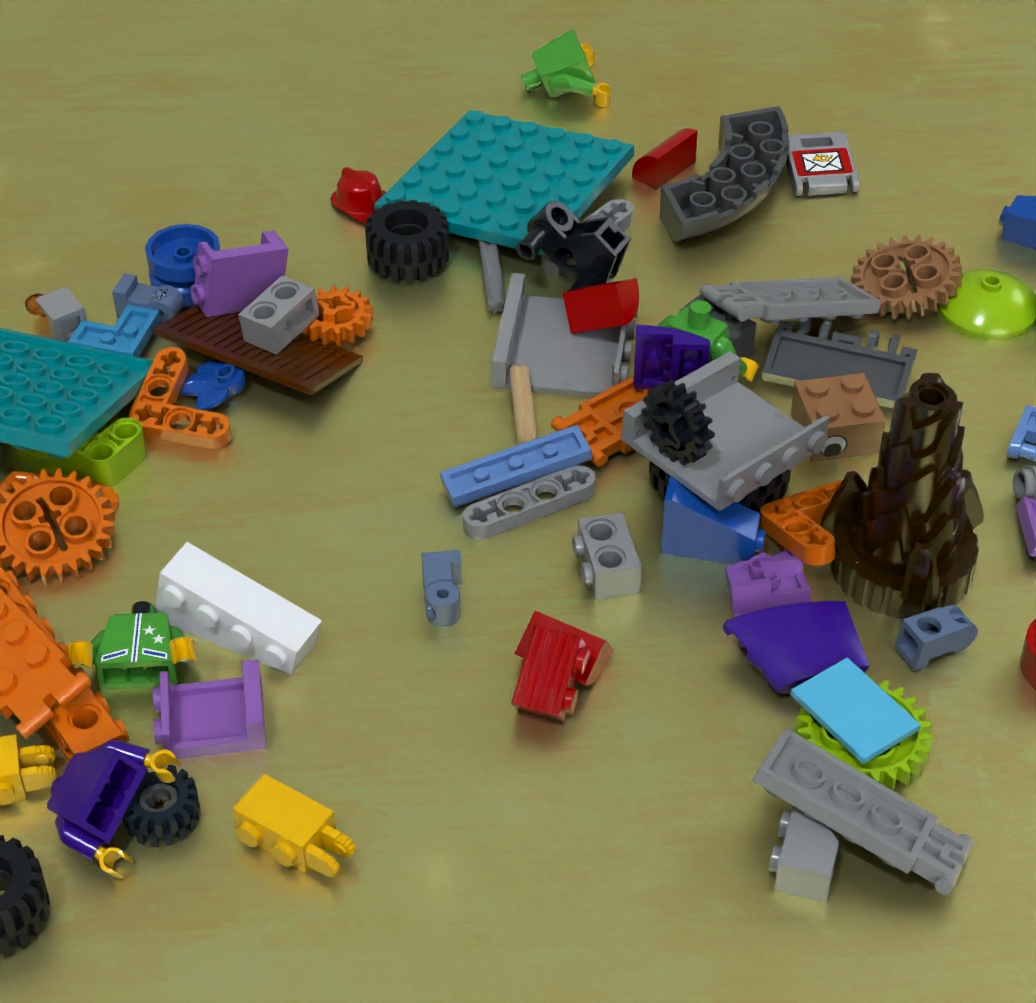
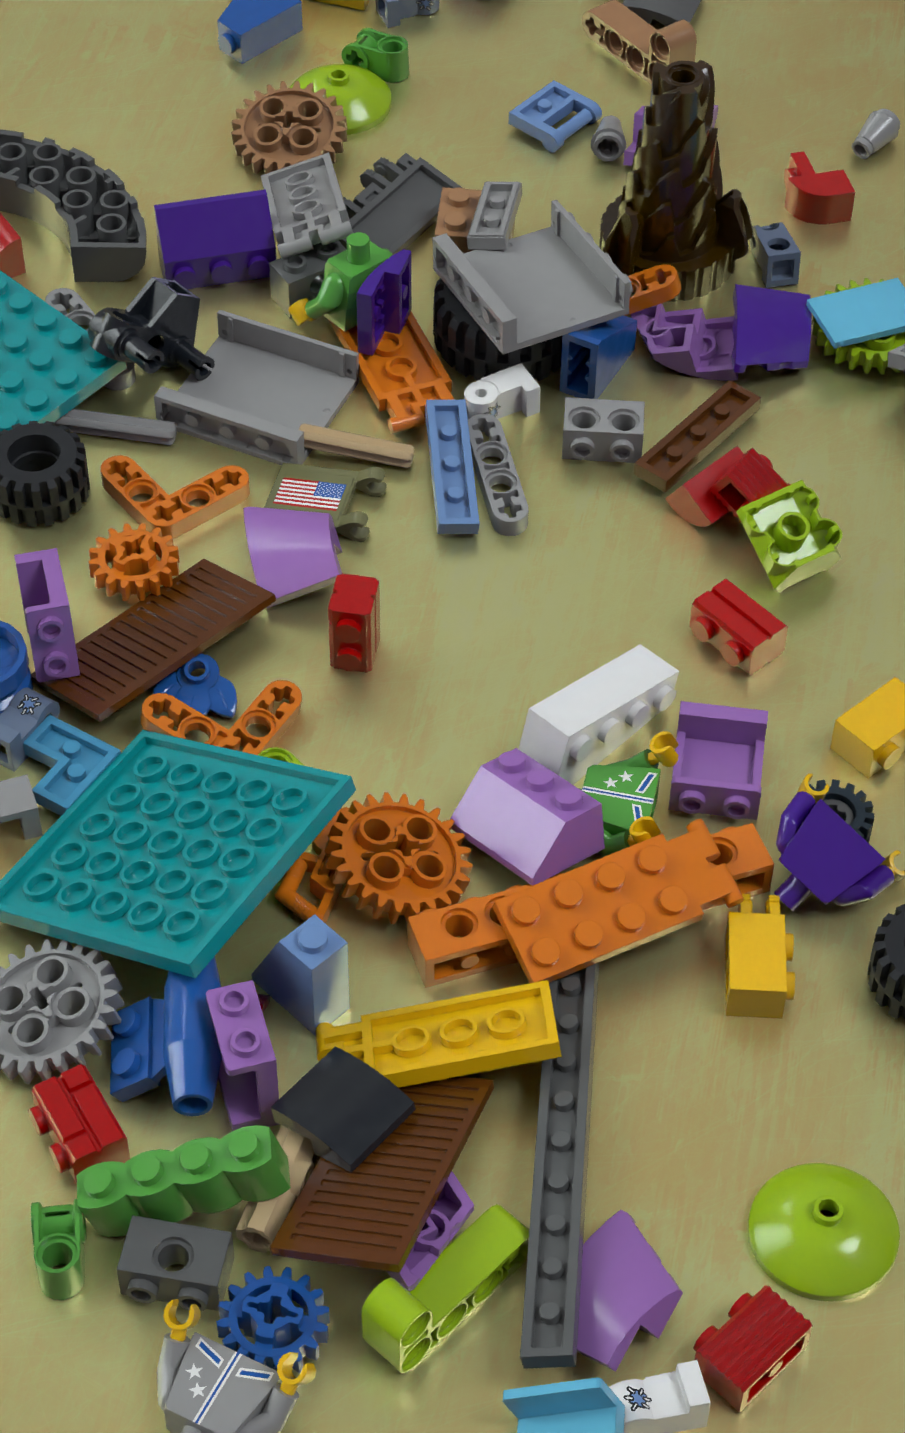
camera: 75 degrees left, 5 degrees up
(95, 591) = (529, 817): none -> medium lavender slope
(279, 314) = (141, 593): light grey brick -> none
(288, 438) = (354, 622): none -> red brick
(383, 695) = (737, 627): none -> red brick
(387, 387) = (292, 551): none -> medium lavender slope
(404, 324) = (171, 512): none -> orange beam
(440, 576) = (602, 559): sand blue leg -> none
(456, 400) = (327, 491): none -> olive flag
(500, 701) = (791, 535): none -> lime slope
(602, 305) = (249, 337): red brick -> none
(626, 481) = (504, 394): none -> white leg
(636, 625) = (697, 436): none -> reddish brown plate
(678, 422) = (545, 286): black gear -> none
(716, 252) = (215, 239): none -> dark purple slope
(817, 400) = (494, 216): none -> light grey tile
(822, 162) = (73, 129): light grey container -> none

